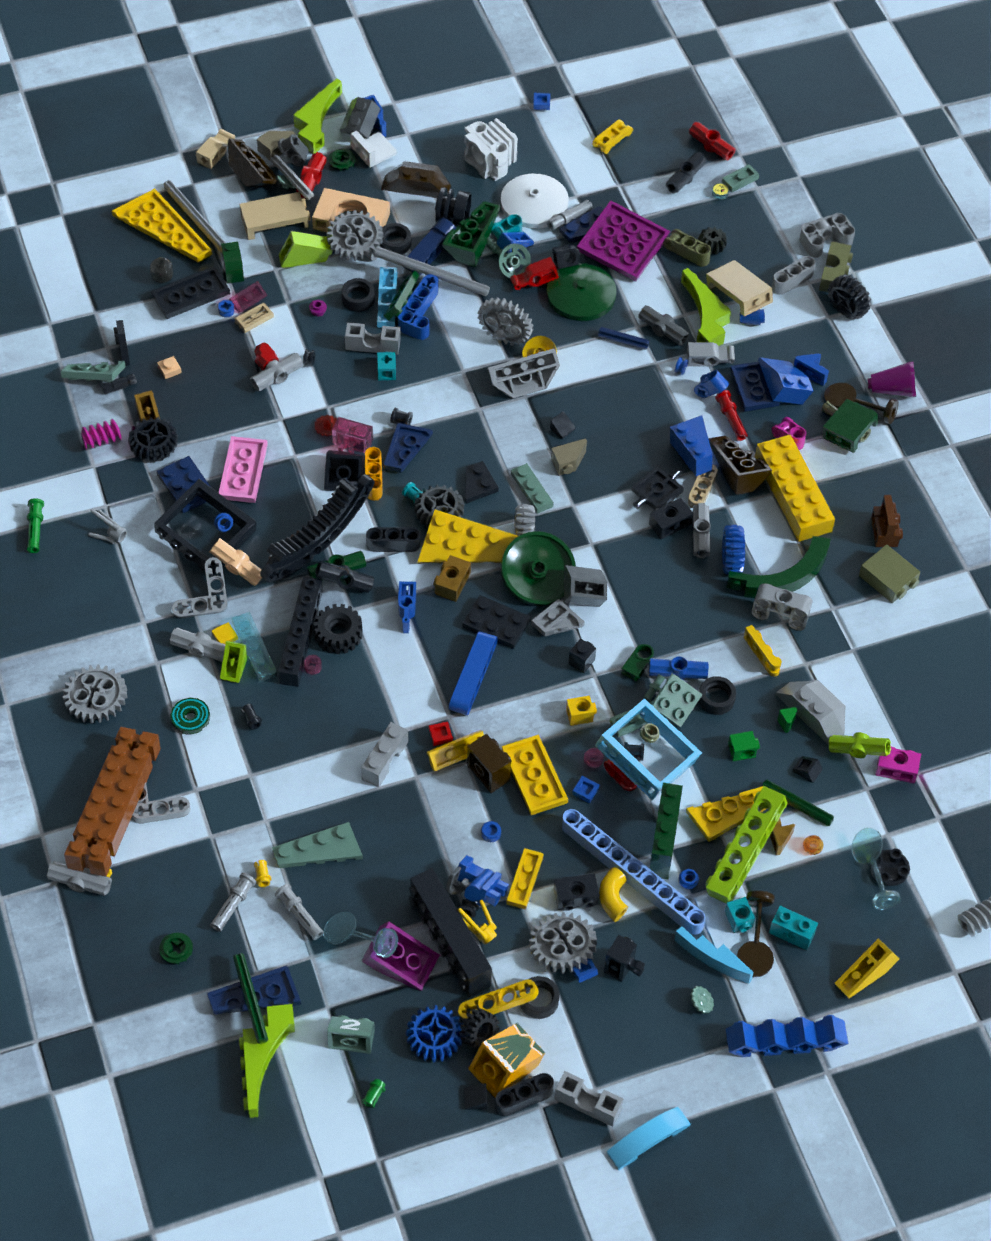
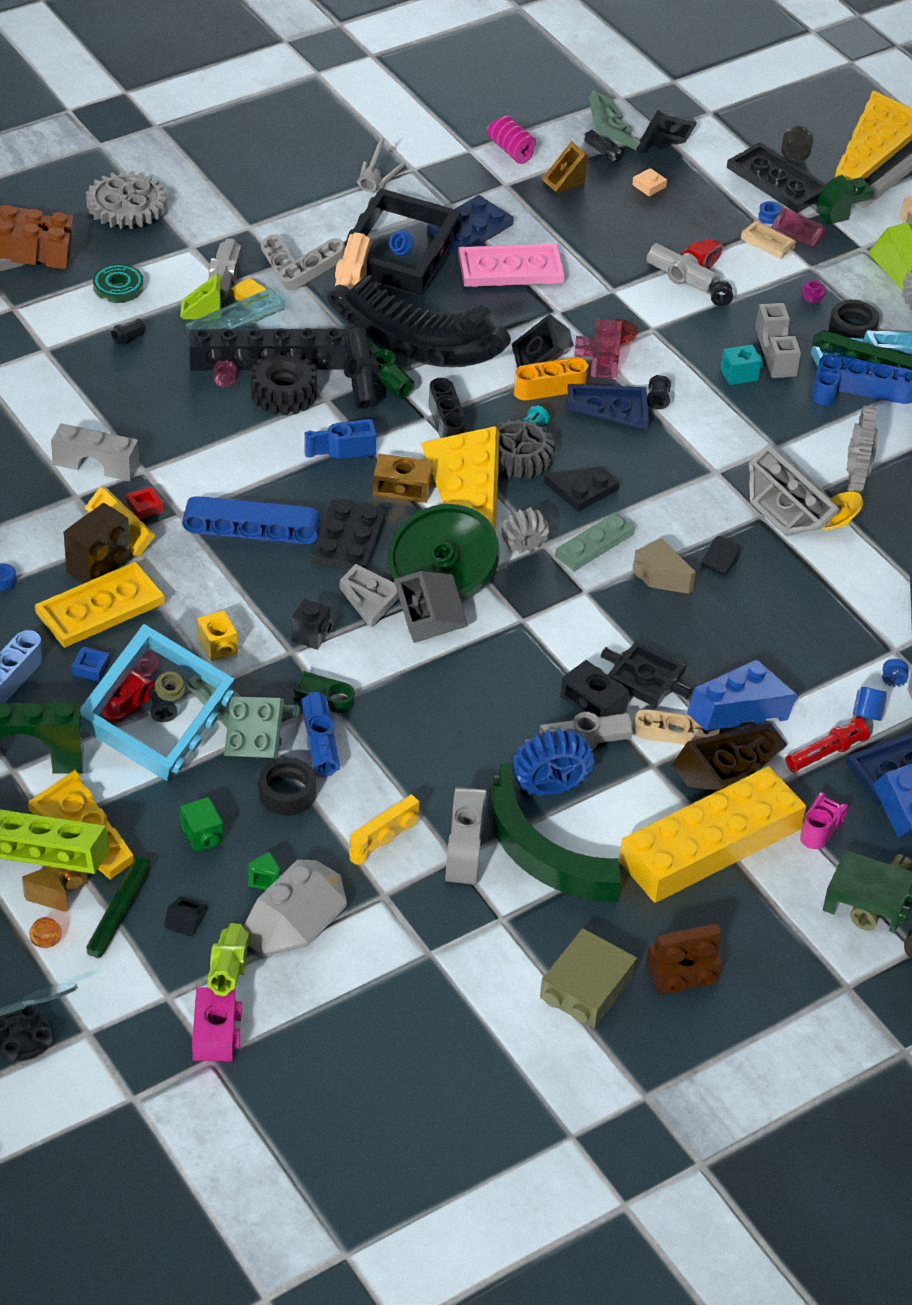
camera: 75 degrees right, 10 degrees down
(34, 518) = (368, 114): green pin -> none
(153, 439) = (524, 182): black gear -> none

